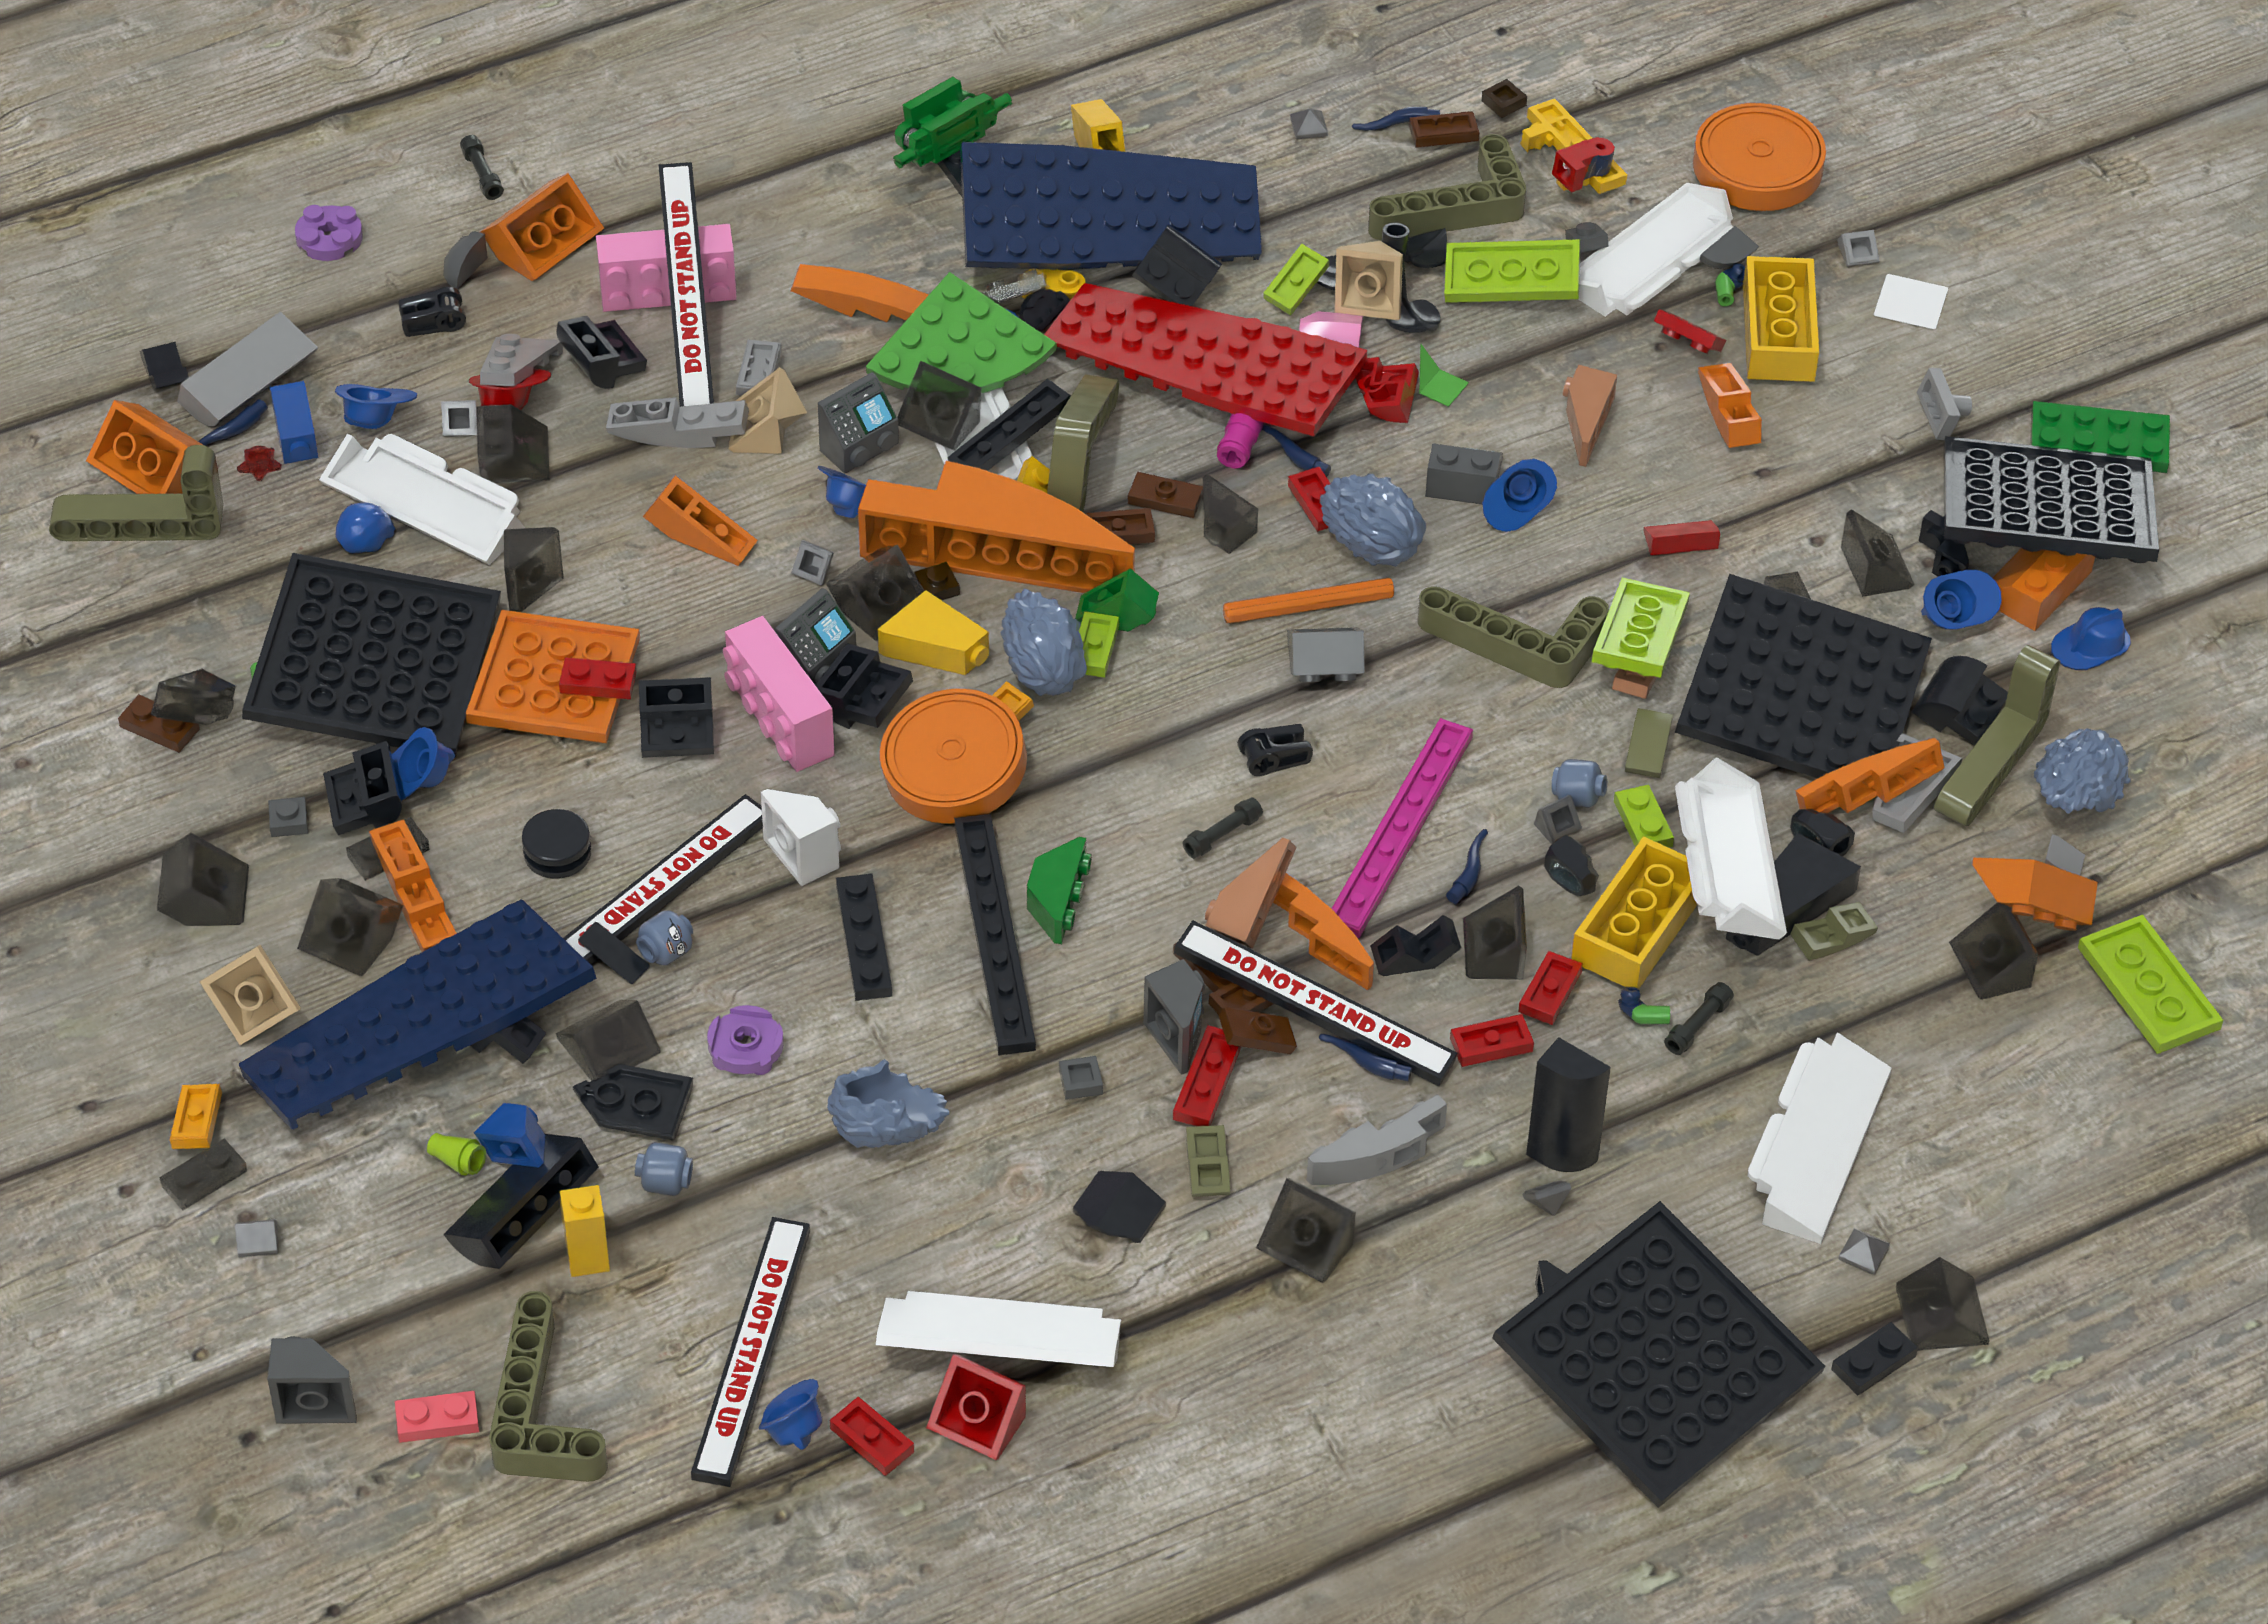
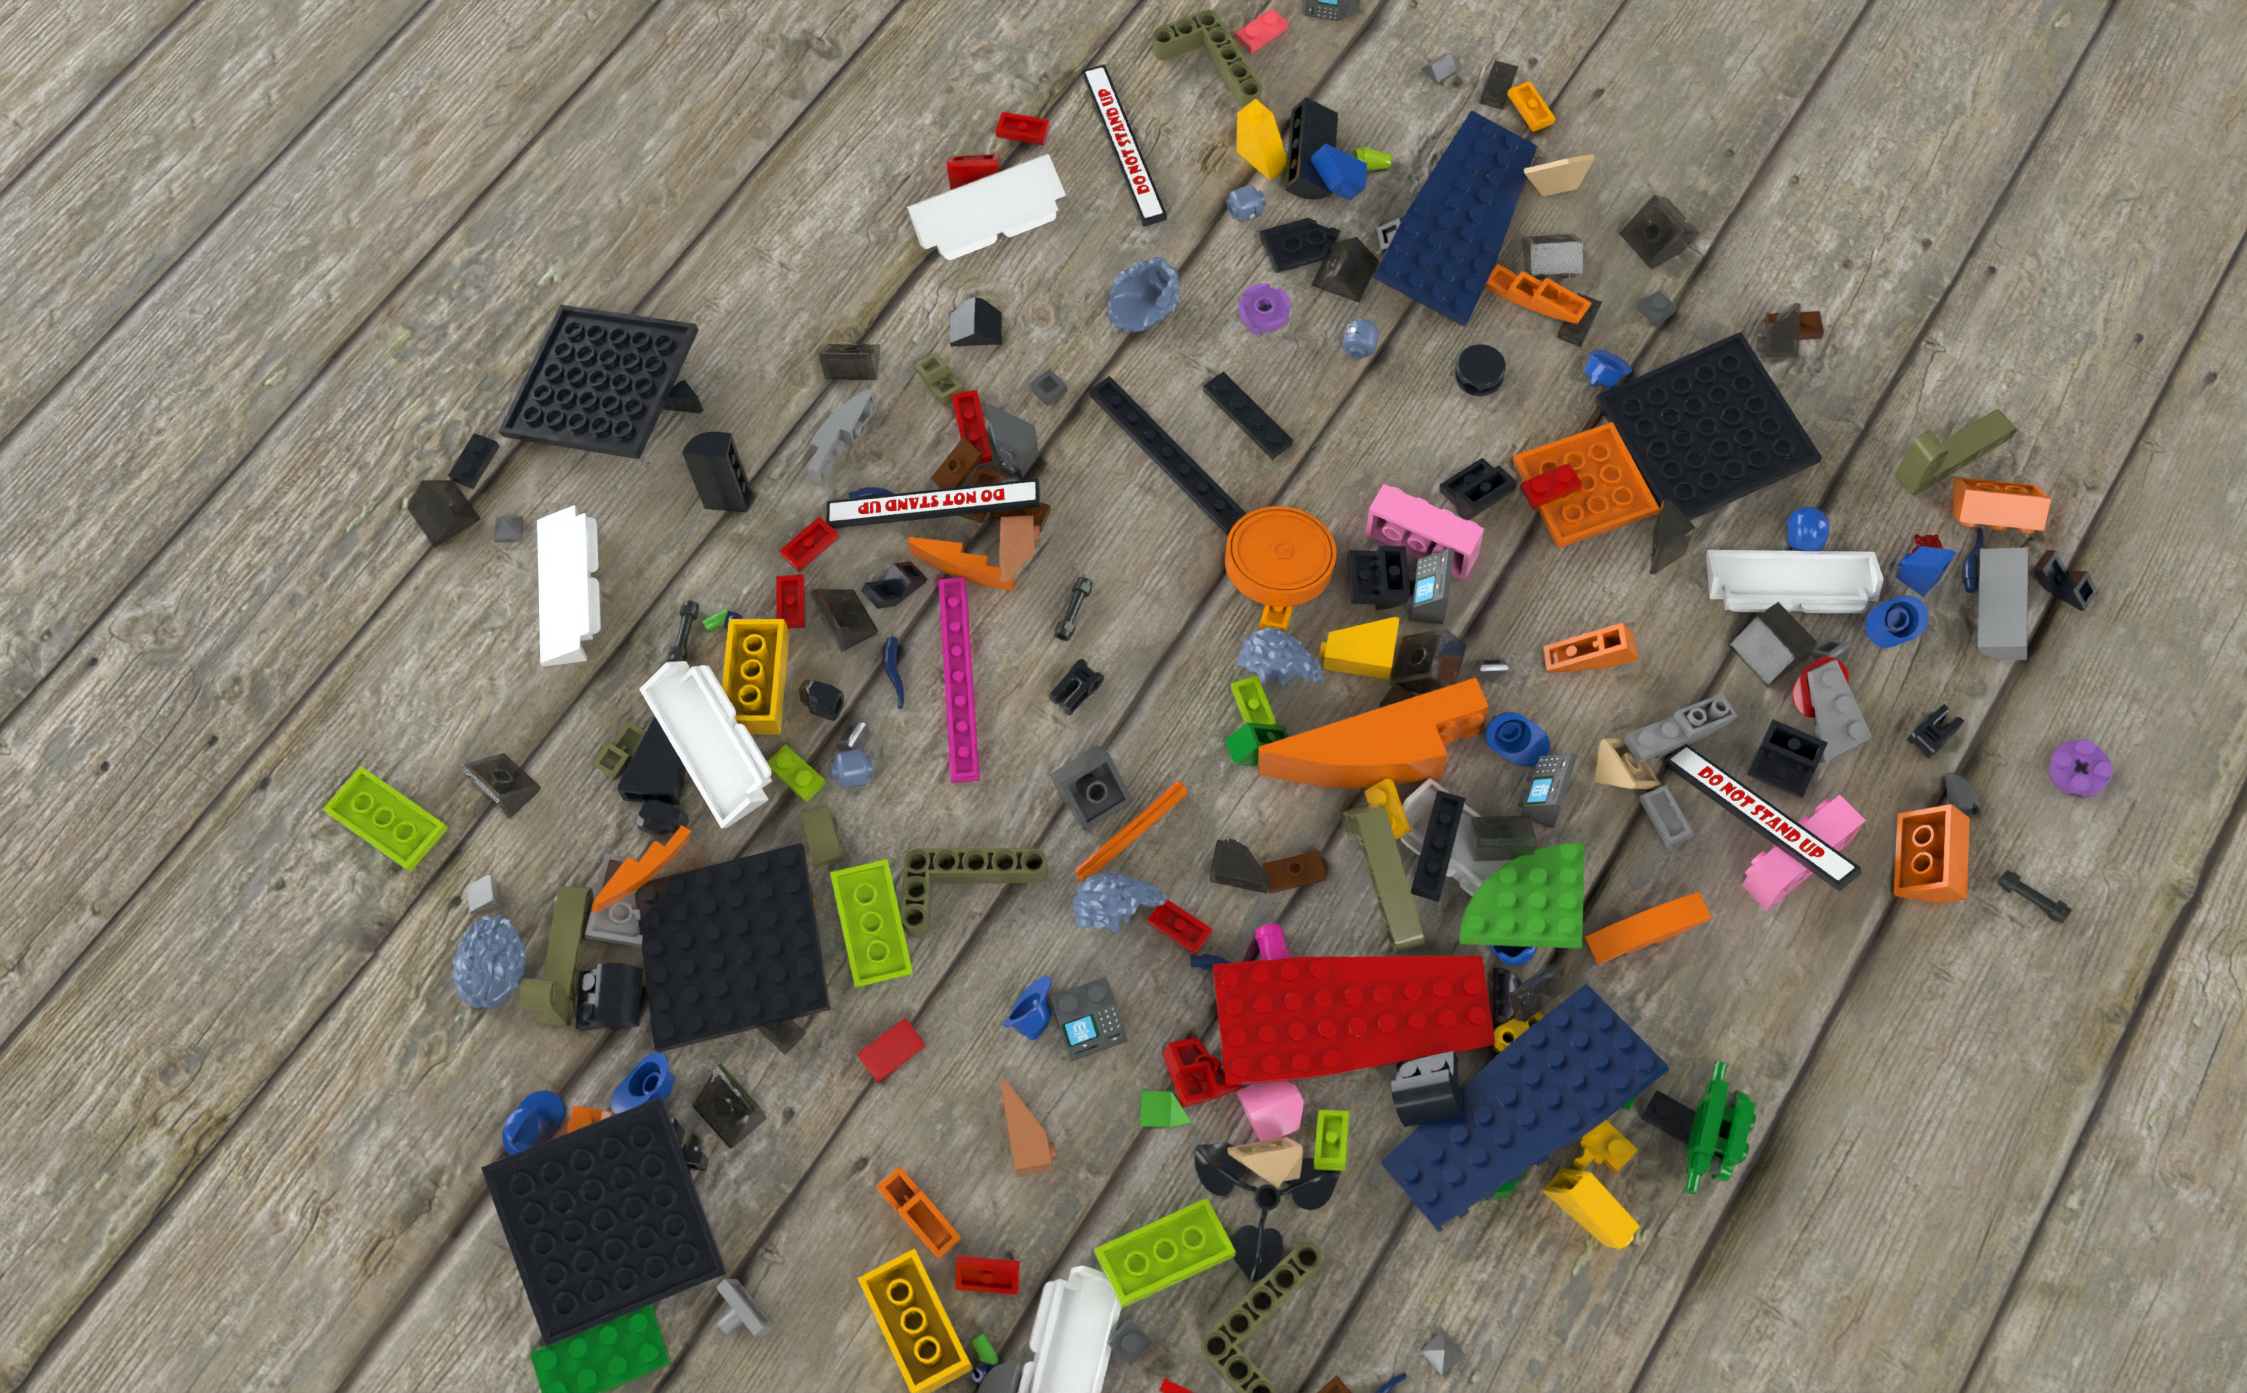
camera: 155 degrees right, 15 degrees up
(364, 790) = (1623, 336): black brick -> none
(613, 952) = (1391, 320): black sticker -> none
(674, 873) = (1396, 384): tile -> none
(793, 1415) = (1071, 110): blue piece -> none
(801, 833) = (1331, 439): white slope -> none
(1056, 886) = (1148, 501): green slope -> none
(1131, 525) = (1305, 816): reddish brown plate -> none
(2039, 890) = (482, 824): orange slope -> none

